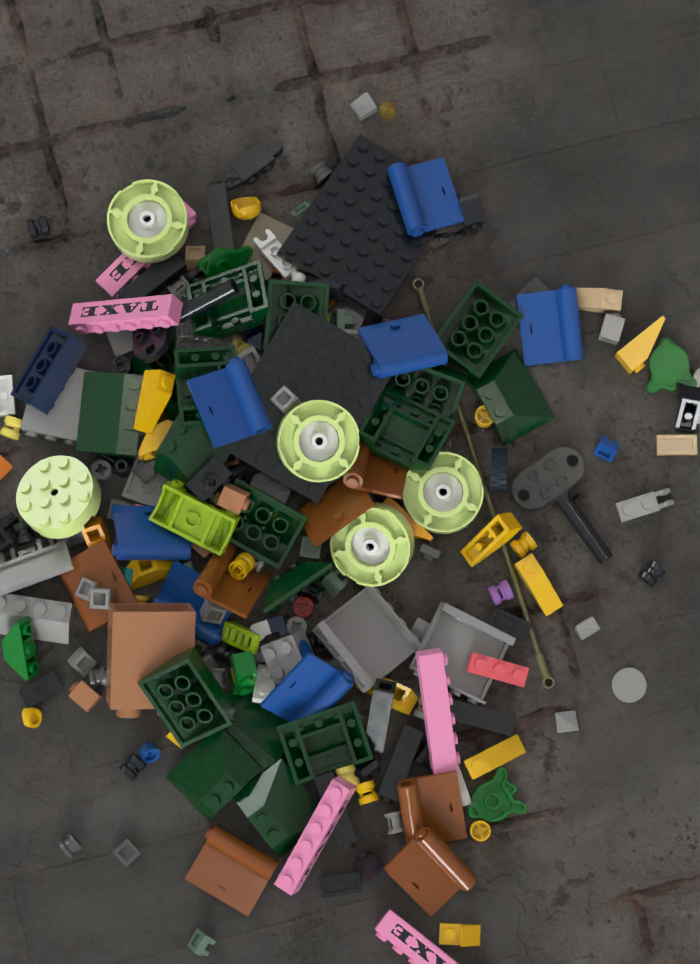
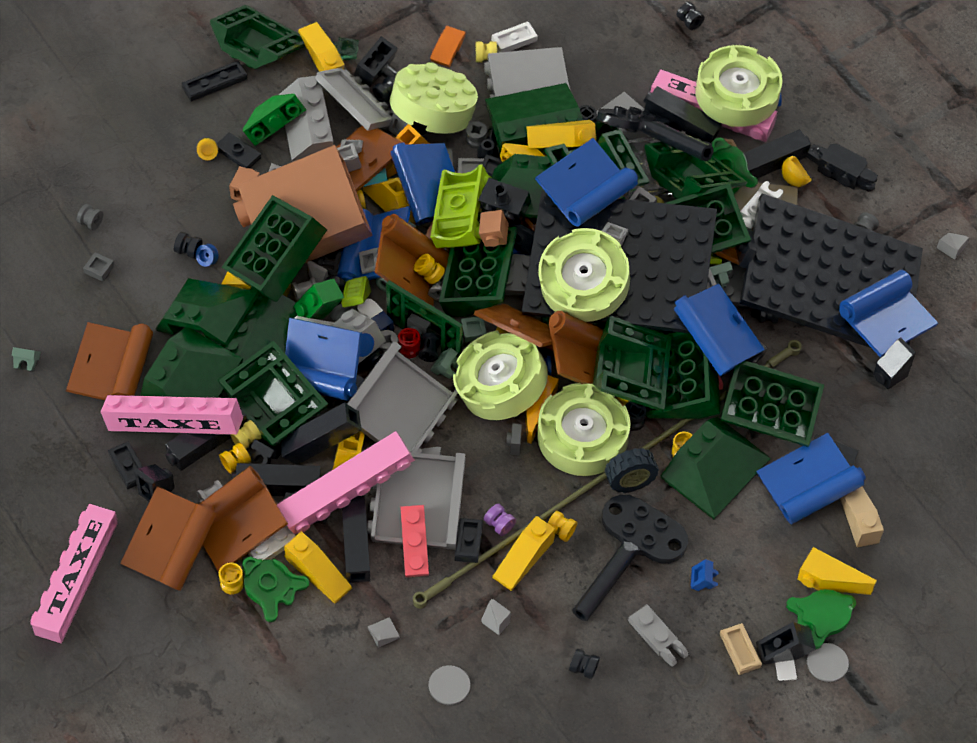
camera: 65 degrees right, 25 degrees down
(49, 370) = (554, 54): dark blue slope -> none
(125, 314) = (638, 92): bright pink brick -> none
(387, 110) = (960, 264): clear yellow plate -> none
(459, 934) = (110, 597): yellow slope -> none
(491, 538) = (559, 490): yellow slope -> none
(611, 328) = (838, 539): light grey brick -> none

